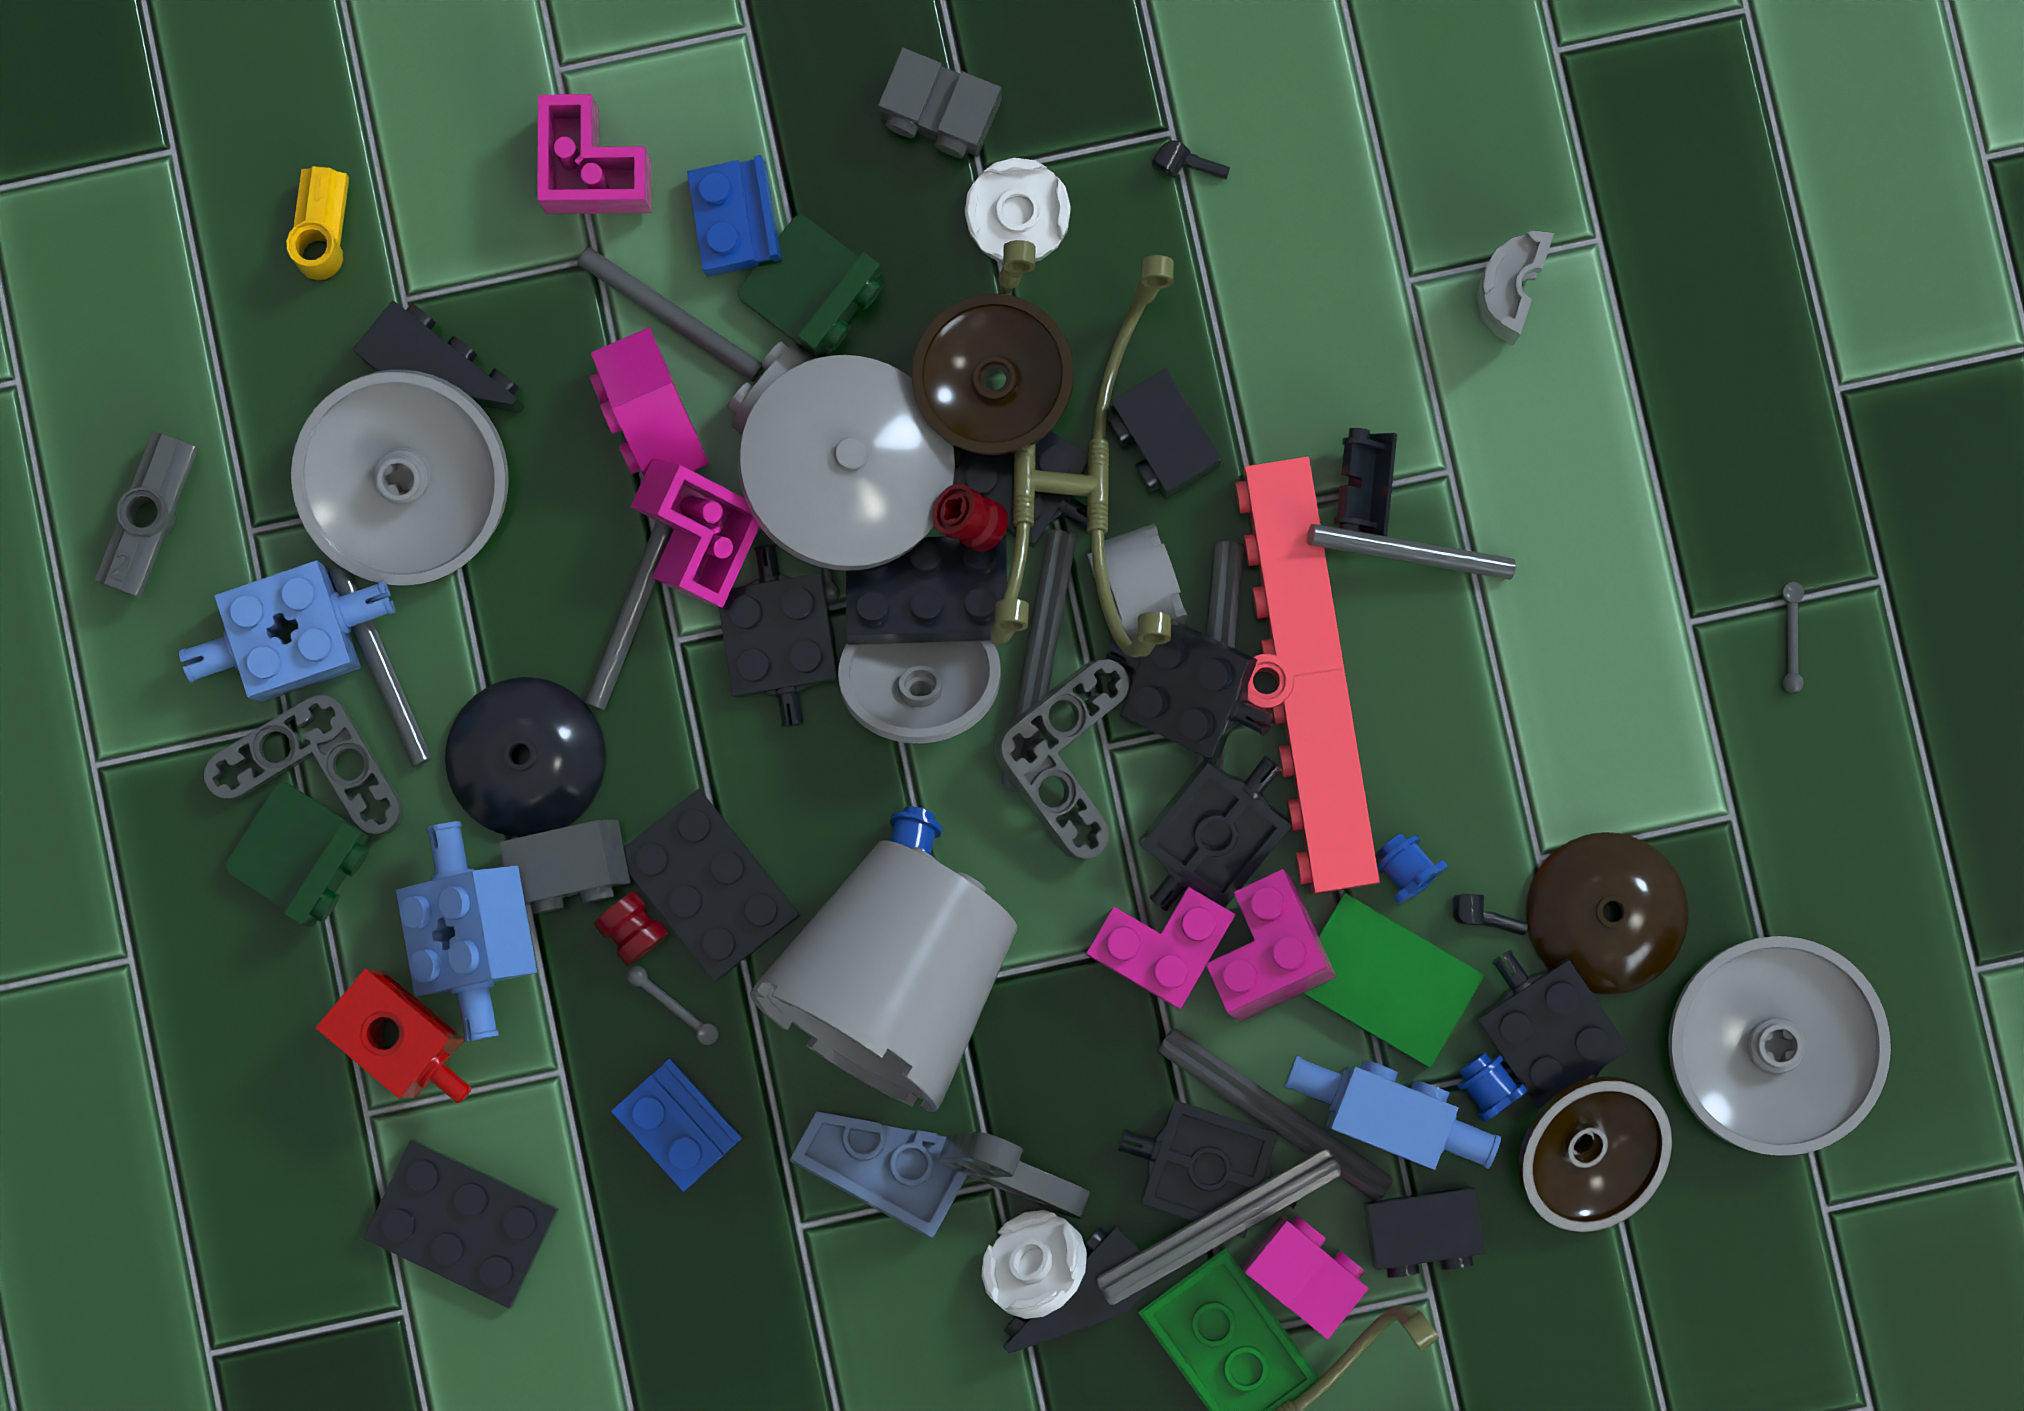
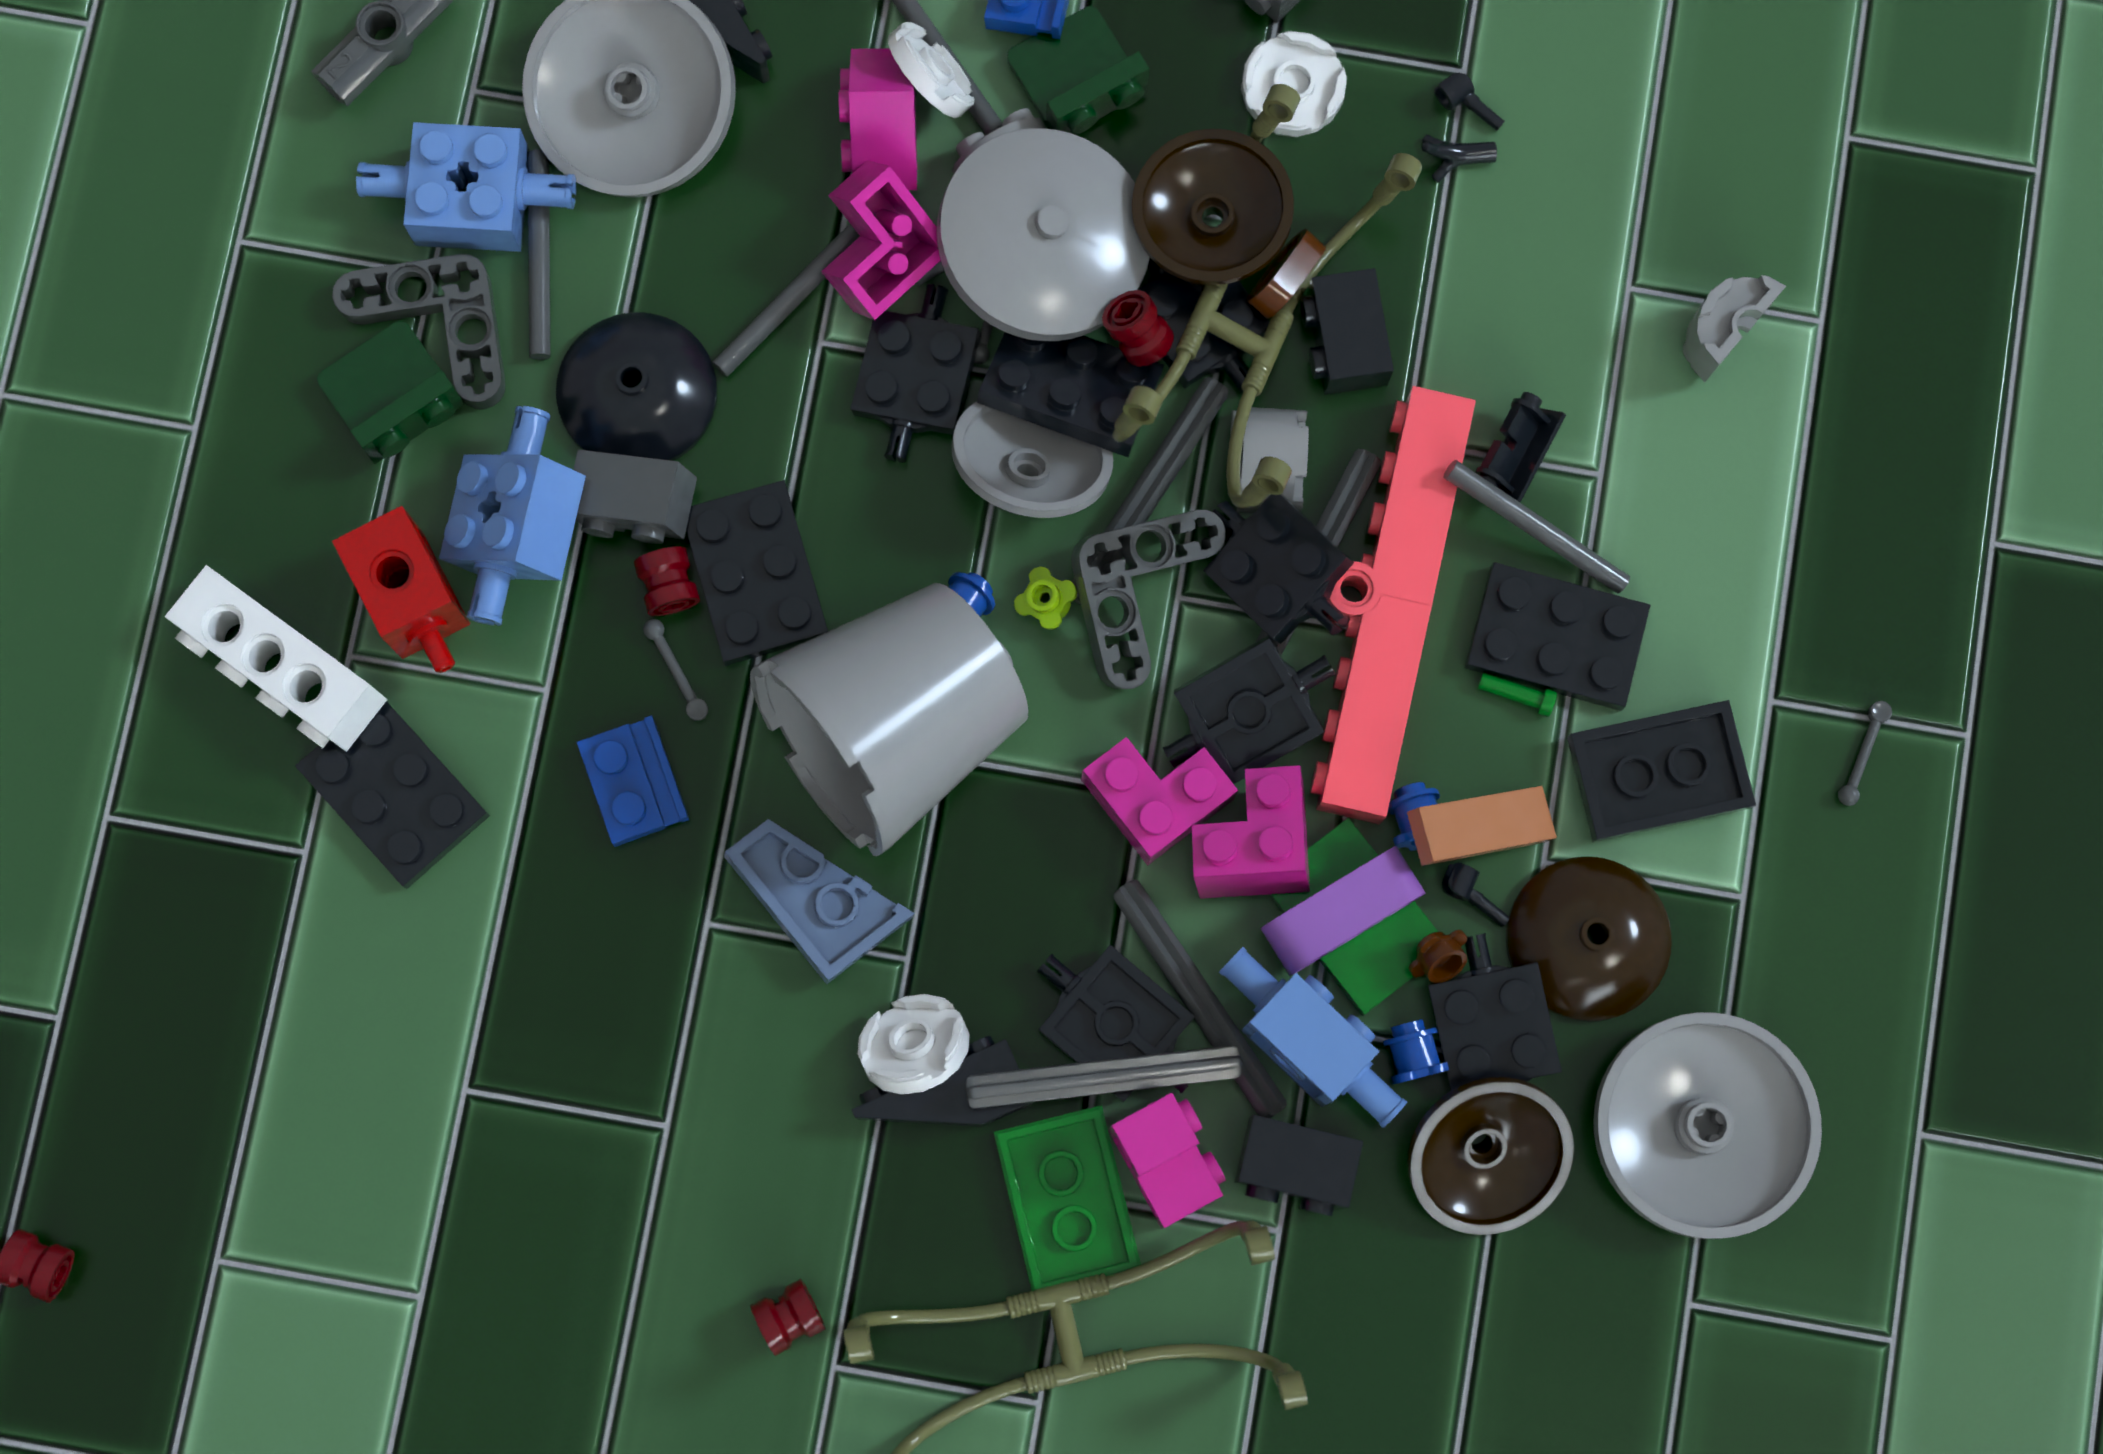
camera: 10 degrees right, 5 degrees down
(386, 1160) = (215, 605): none -> white brick
(676, 348) = (931, 70): none -> white tile
(998, 1164) = (907, 919): dark grey beam -> none
(999, 793) = (1052, 612): none -> lime plate
(1087, 402) = (1286, 273): none -> reddish brown beam
(1197, 218) = (1458, 154): none -> black bar
(1374, 984) = (1342, 910): none -> medium lavender beam
(1455, 711) = (1519, 693): none -> green piece
(1469, 854) = (1481, 825): none -> nougat tile
(1470, 643) = (1557, 636): none -> black plate
(1478, 989) = (1440, 956): none -> reddish brown plate
(1613, 732) = (1661, 771): none -> black plate

